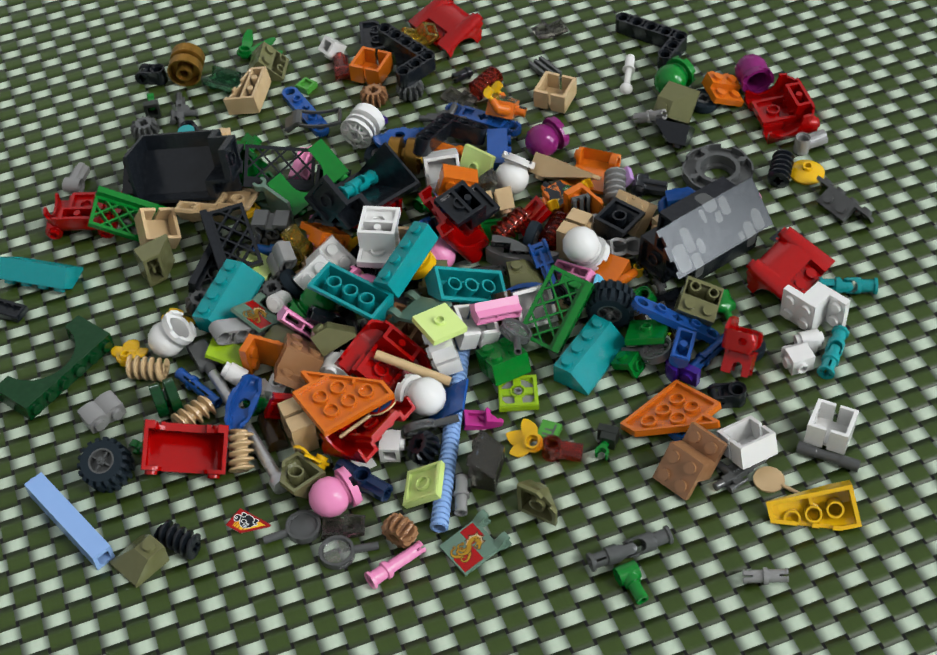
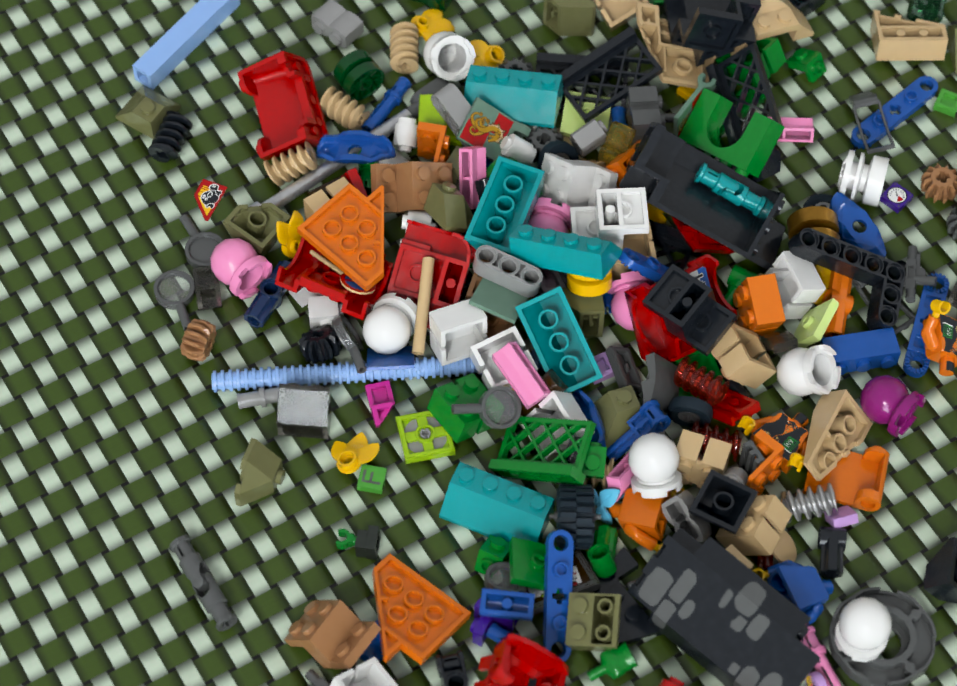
camera: 75 degrees right, 10 degrees up
(106, 465) = (253, 40): black wheel -> none
(386, 569) = (153, 340): bright pink pin -> none
(408, 299) = (502, 261): none -> light grey beam
(424, 484) = (268, 354): yellowish green plate -> none
(439, 324) = (468, 310): yellowish green plate -> none
(473, 544) = (196, 419): flag -> none
(555, 449) = (340, 495): clear red piece -> none
(629, 576) = (164, 584): green pin -> none
(718, 162) = (863, 629): none -> white tile

